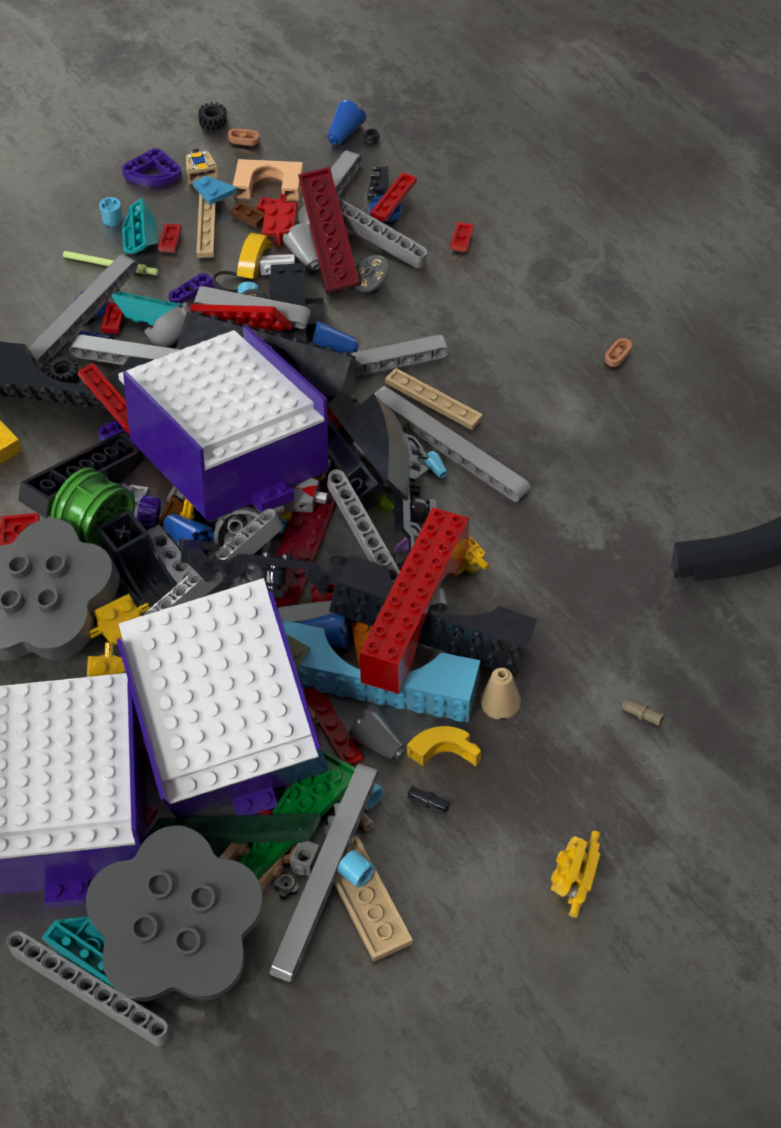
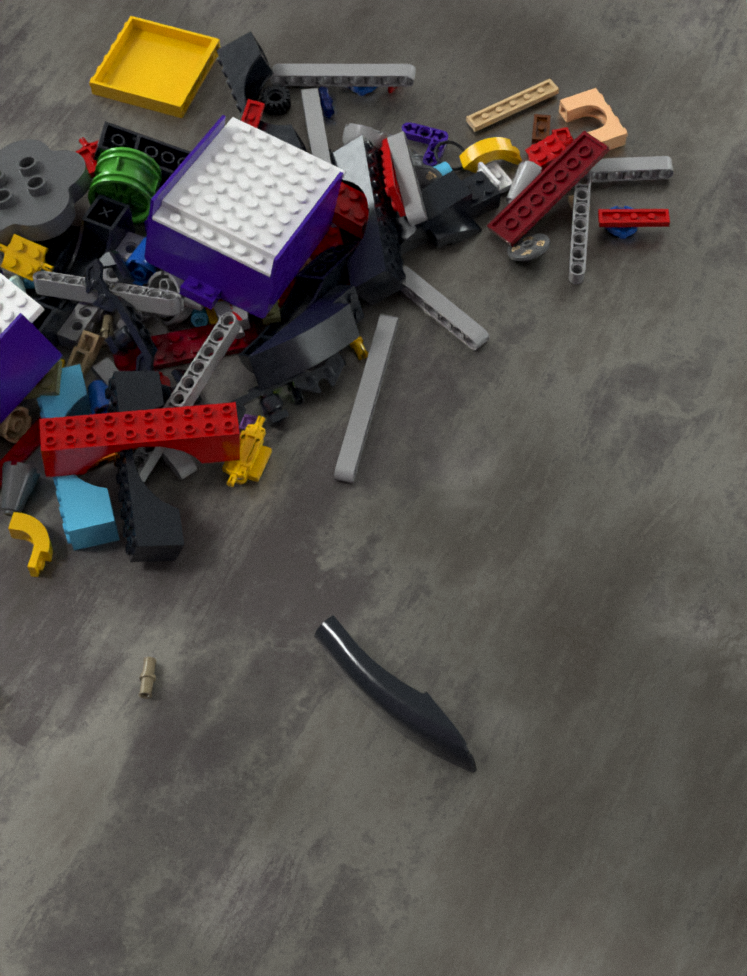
camera: 60 degrees right, 5 degrees up
(111, 211) = (473, 38): medium azure piece -> none
(112, 319) = (356, 101): red plate -> none
(139, 229) = (465, 67): teal wedge -> none
(141, 307) = (379, 111): teal wedge -> none
(142, 269) = (424, 90): yellowish green bar -> none
(154, 157) = (559, 38): dark purple beam -> none
(169, 238) = (473, 91): red plate -> none
(200, 165) = (572, 68): tan torso -> none
(212, 110) = (643, 39): black tyre -> none
(213, 189) = (547, 90): dark azure wing -> none
(243, 136) = (634, 79): nougat plate -> none
(330, 337) = (424, 256): blue cone -> none
(345, 121) = (703, 139): blue cone -> none
(371, 136) = (709, 168): black plate -> none
(378, 182) = (656, 201): black hinge -> none
(434, 399) = (412, 363): tan plate -> none
(435, 464) = (336, 398): medium azure cone -> none
(462, 236) = (628, 293): red plate -> none
(501, 695) = (104, 559): tan cone -> none
(615, 354) = (566, 479): nougat plate -> none

